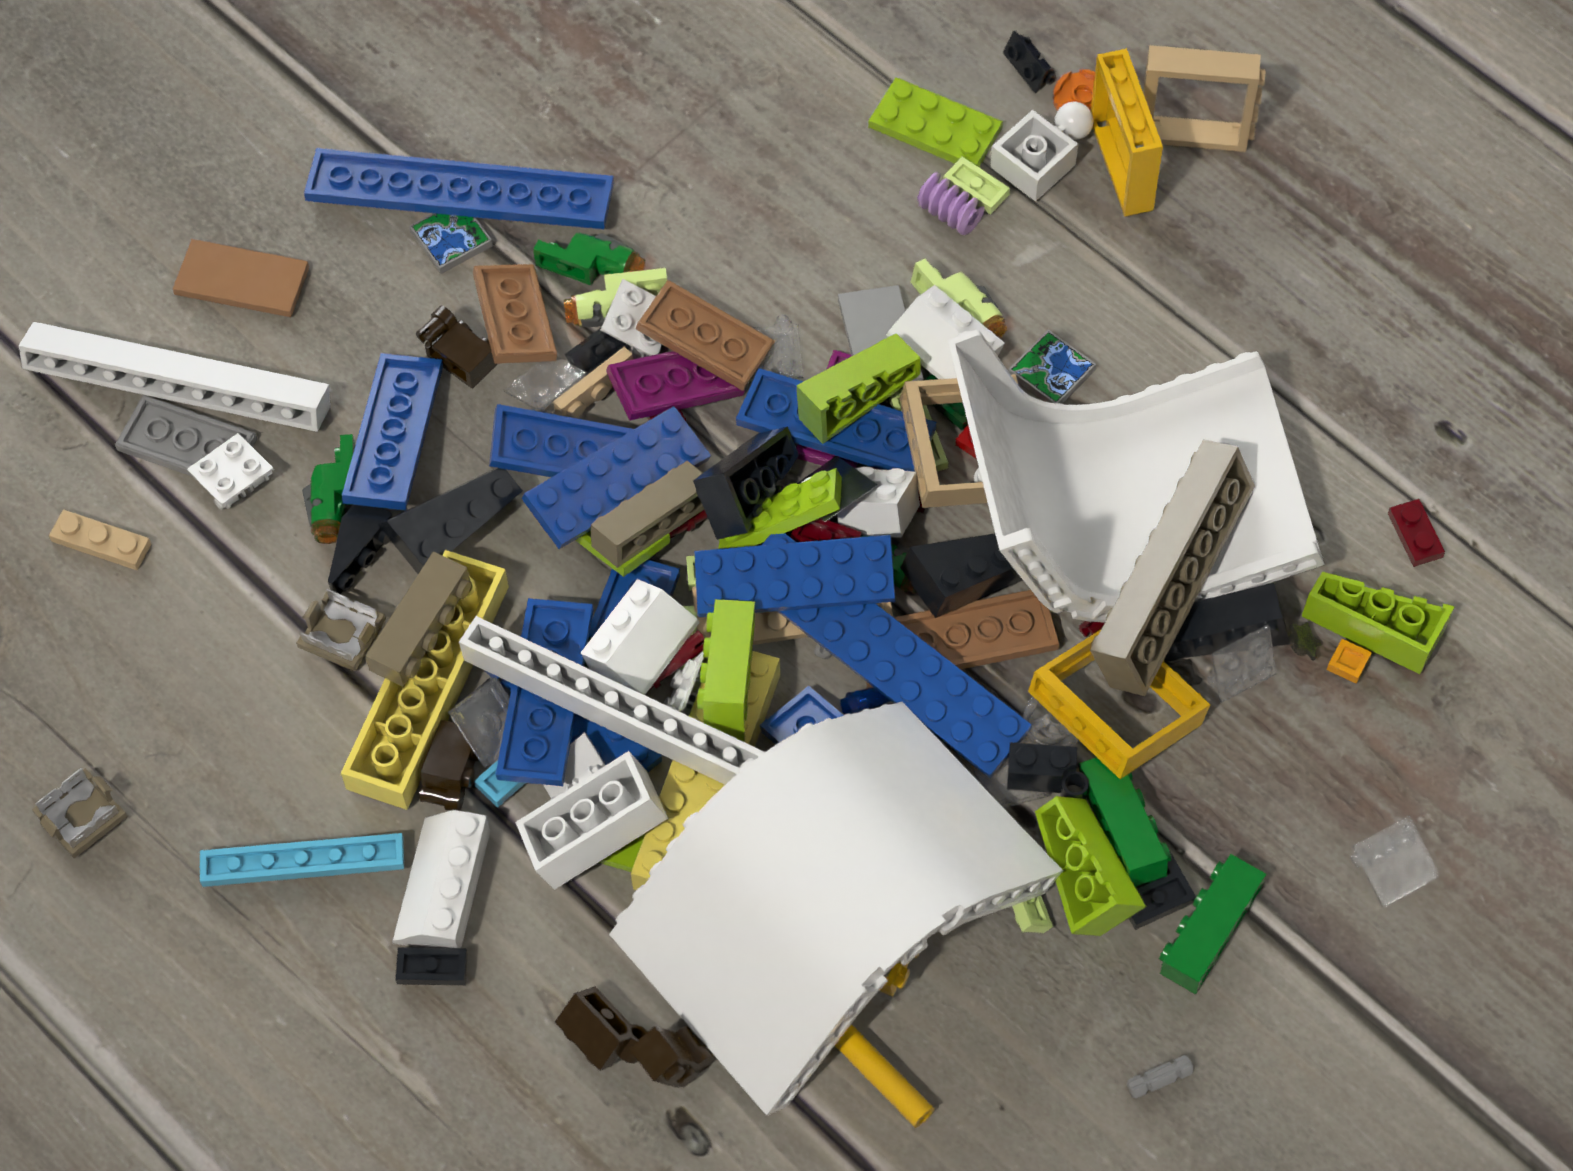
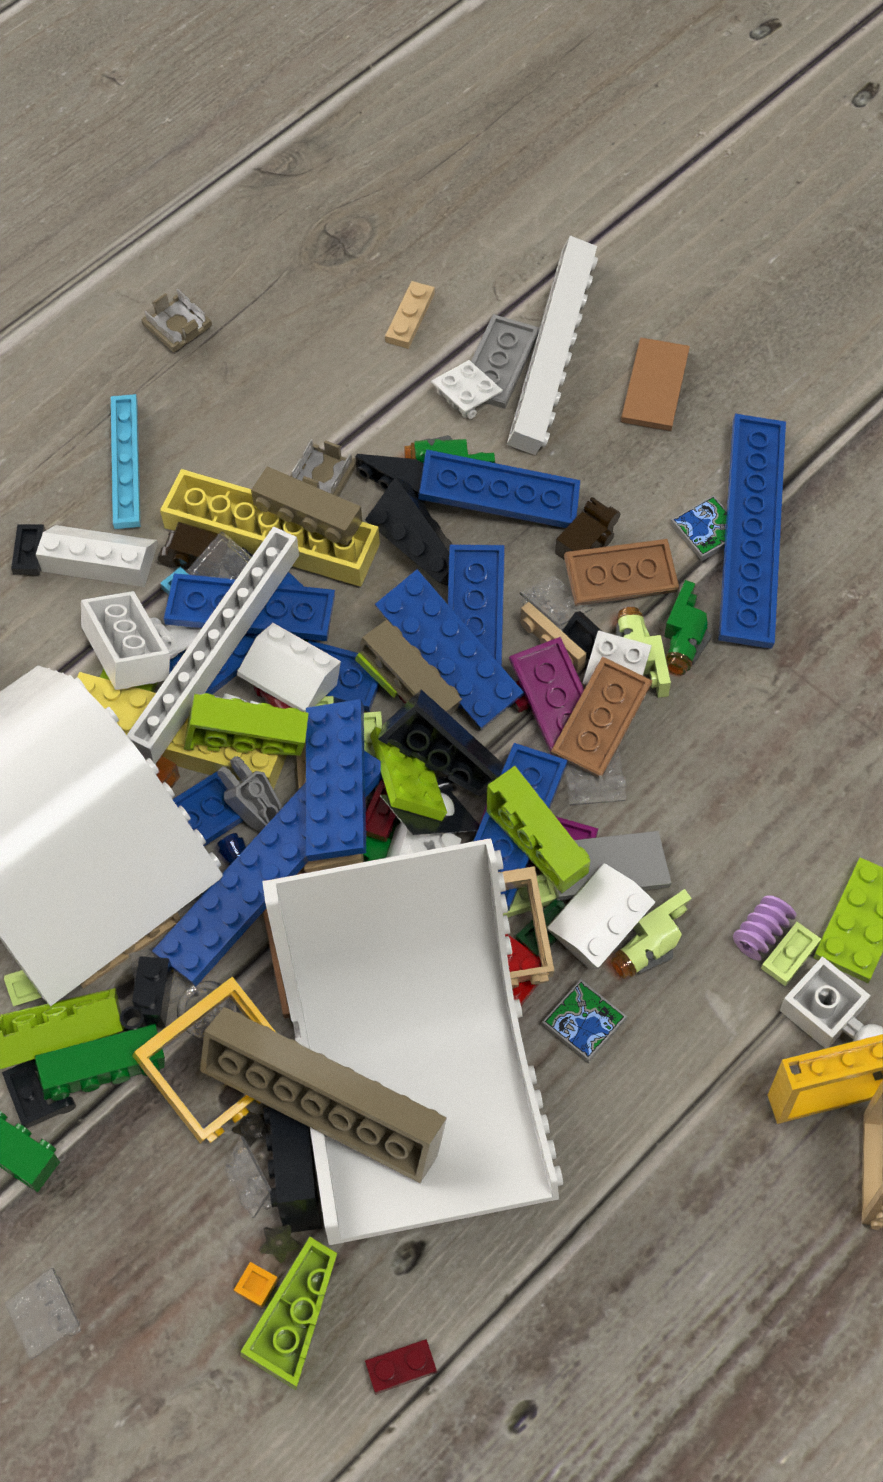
camera: 90 degrees right, 0 degrees up
(802, 675) = (250, 795): none -> light grey hinge

